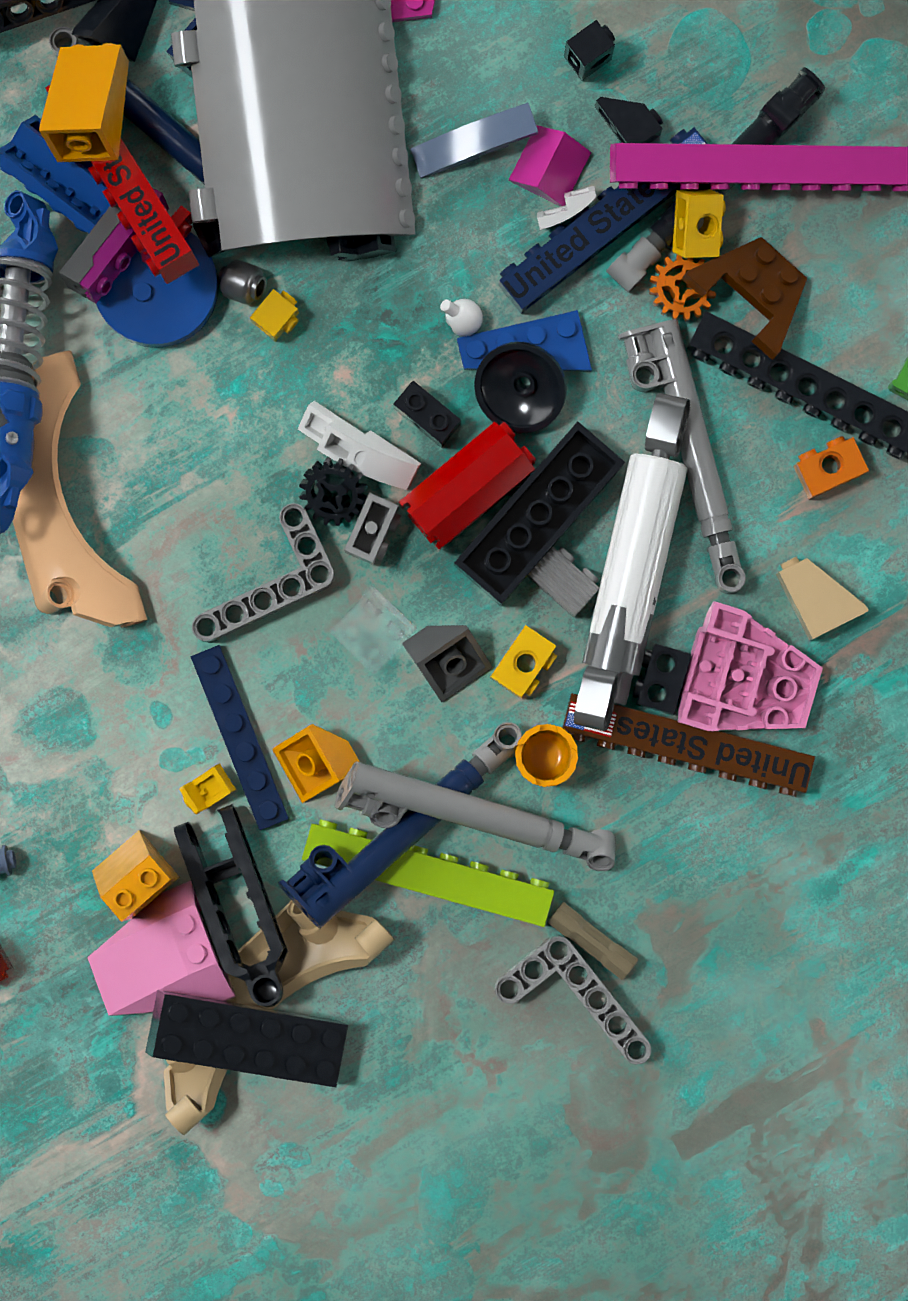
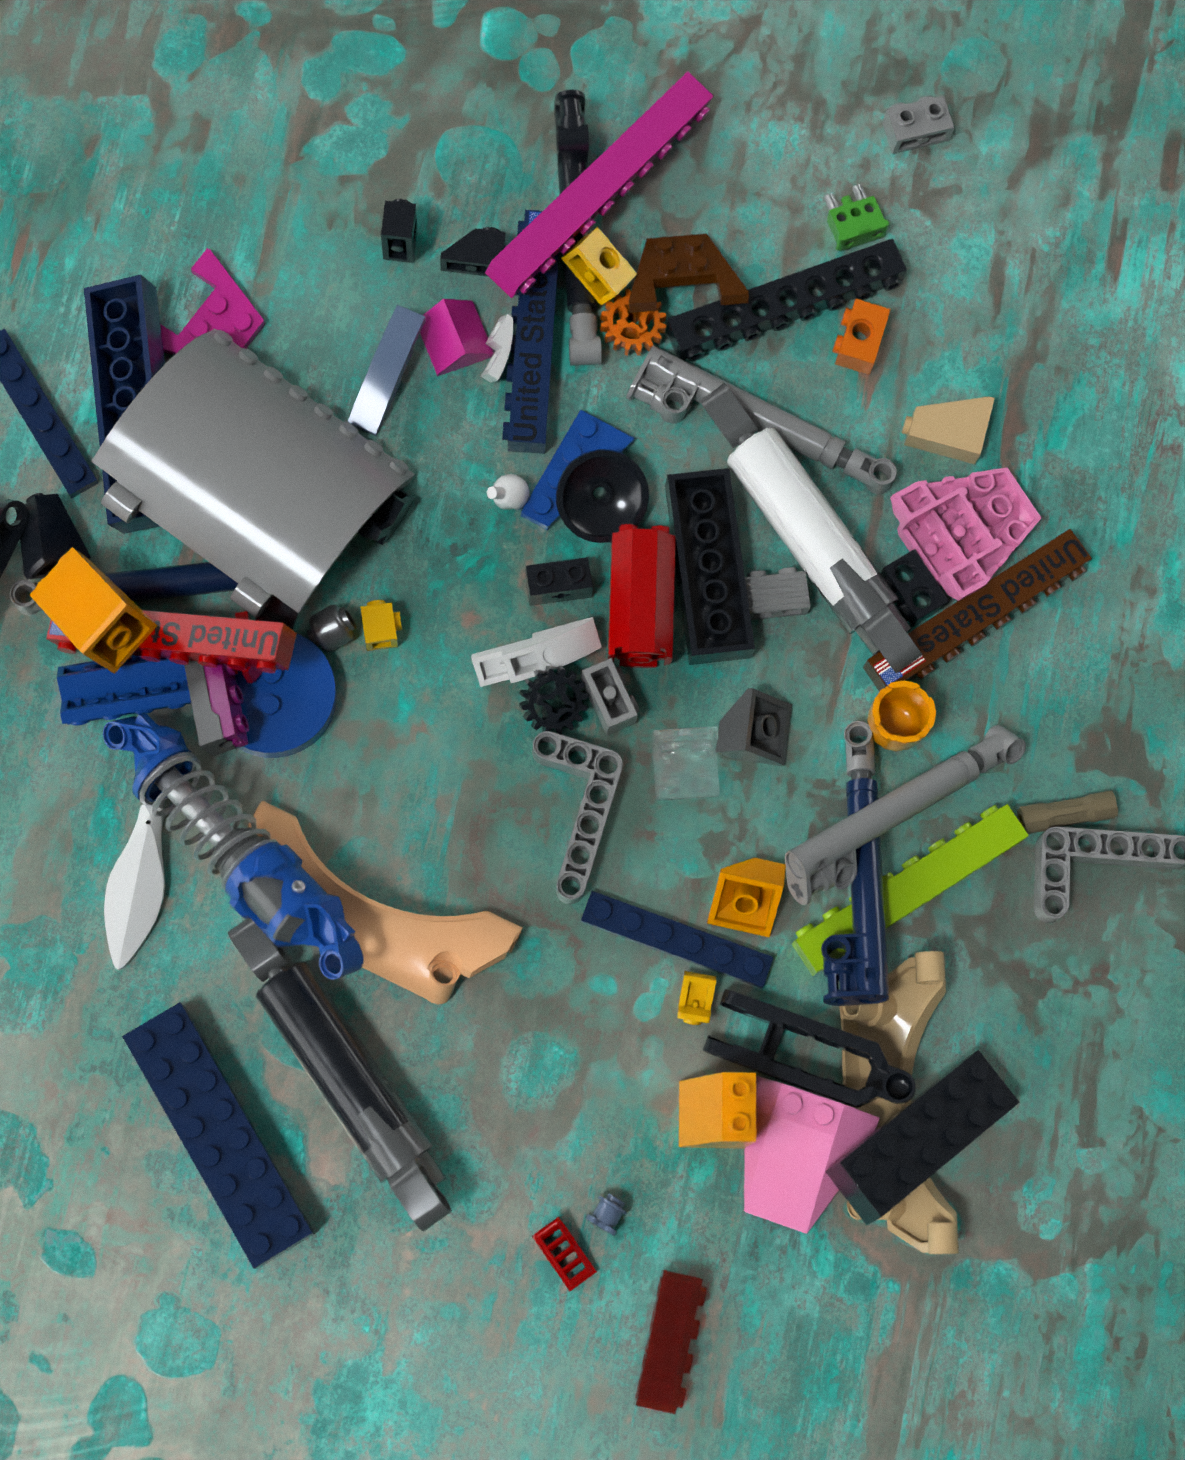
camera: 55 degrees left, 10 degrees down
(529, 644) = (806, 694): yellow brick -> none

